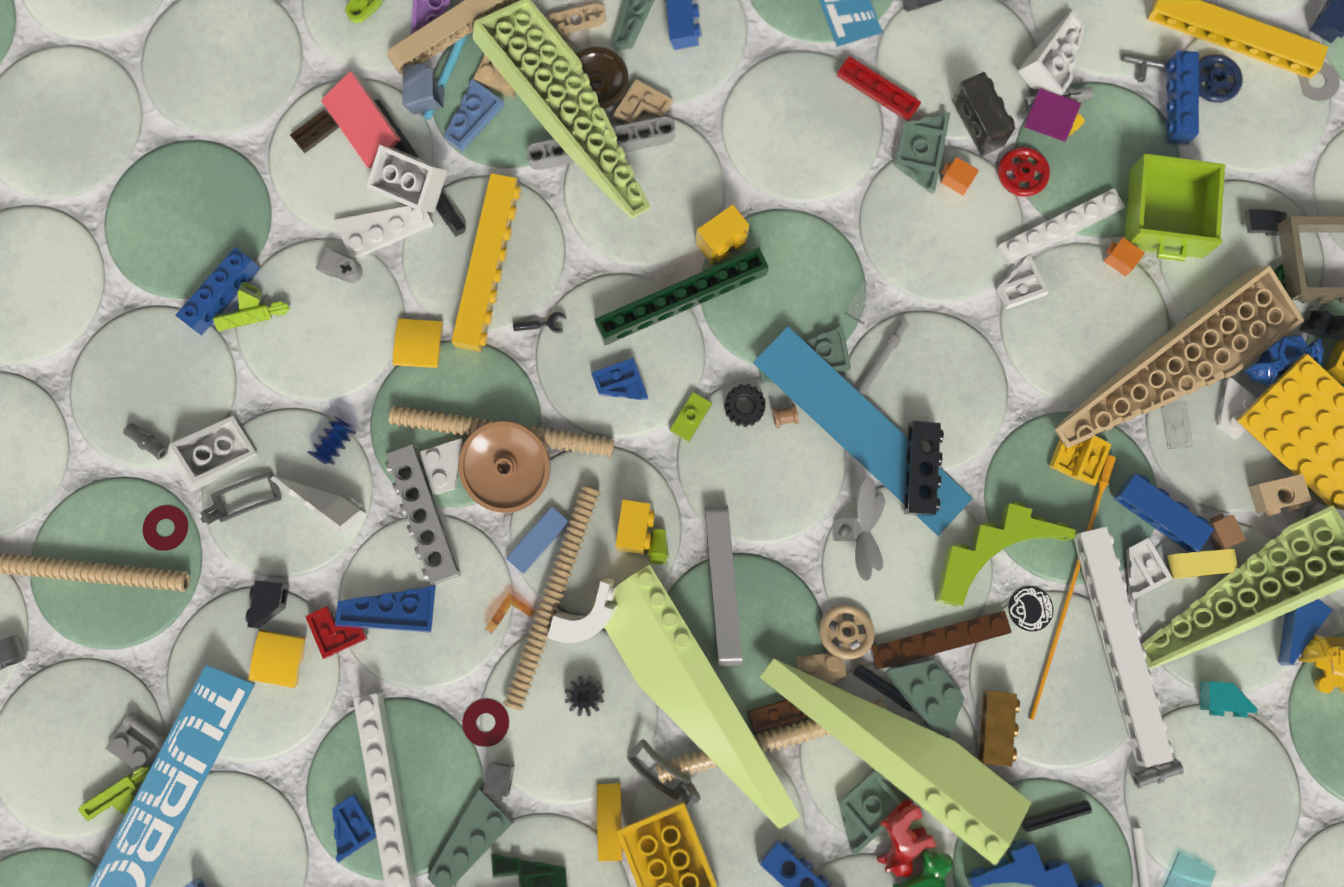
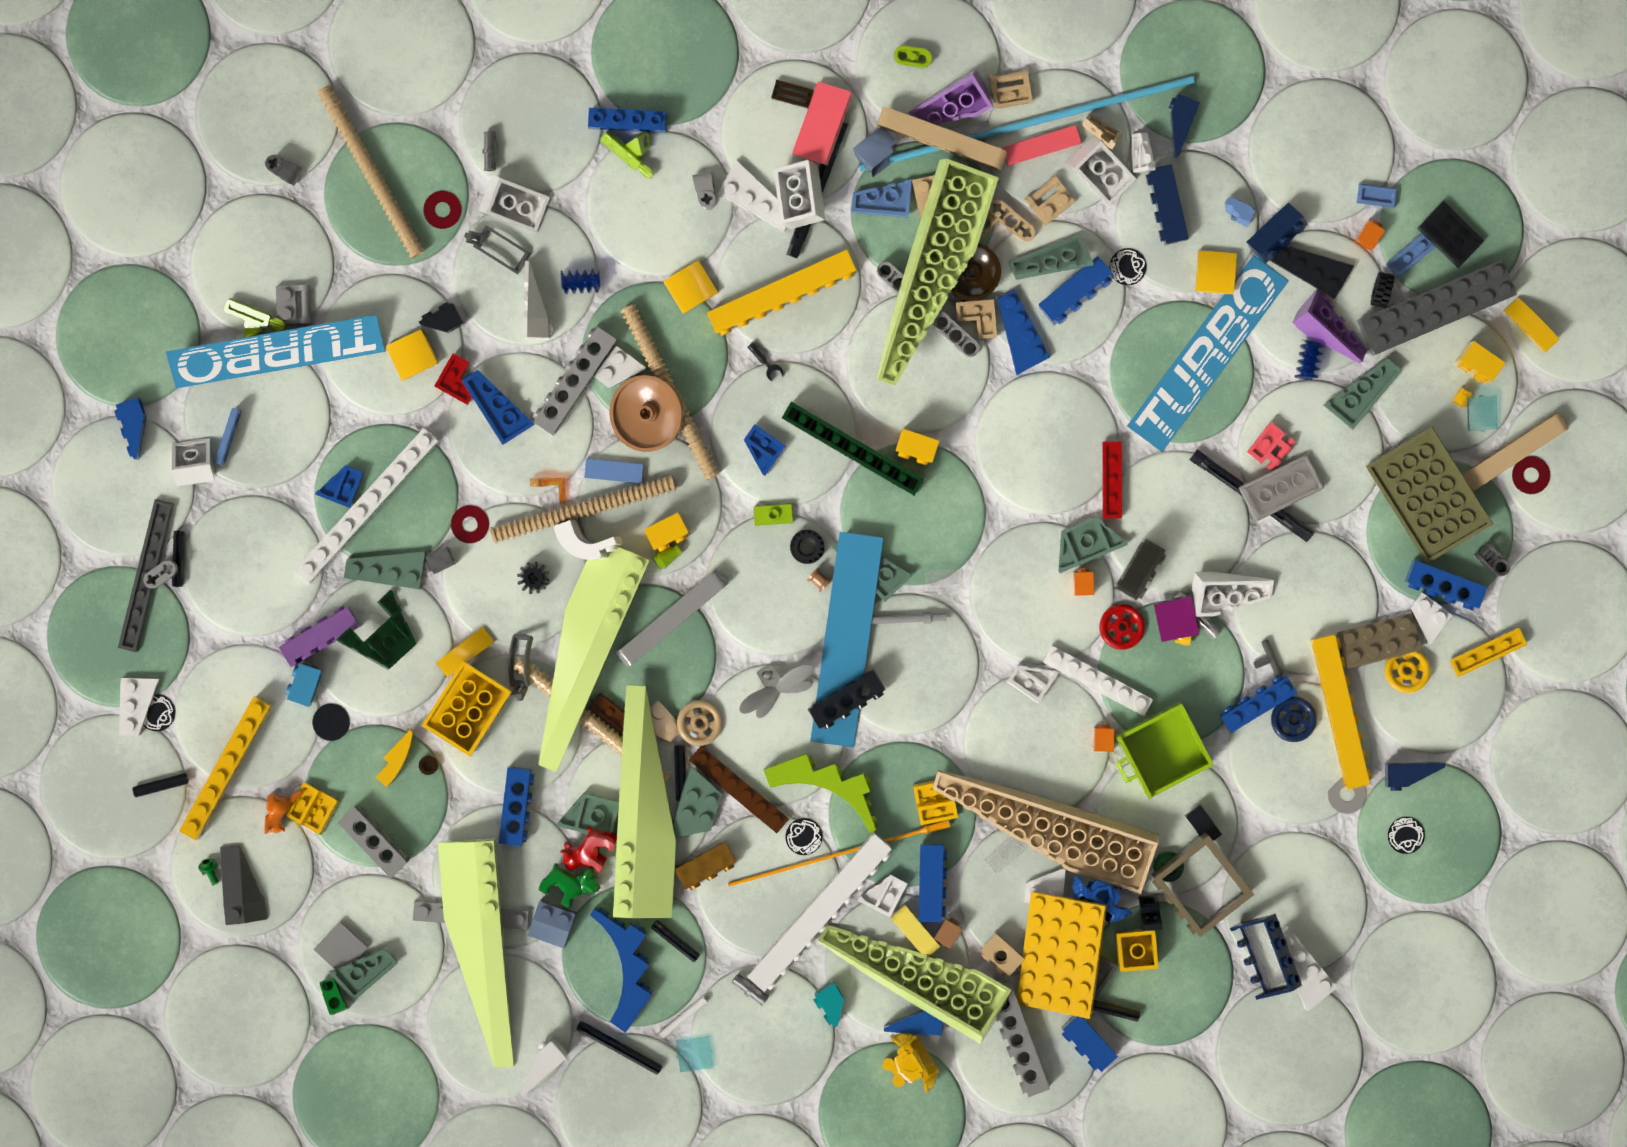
camera: 60 degrees right, 10 degrees up
(691, 80) = (1022, 337): none -> blue wing

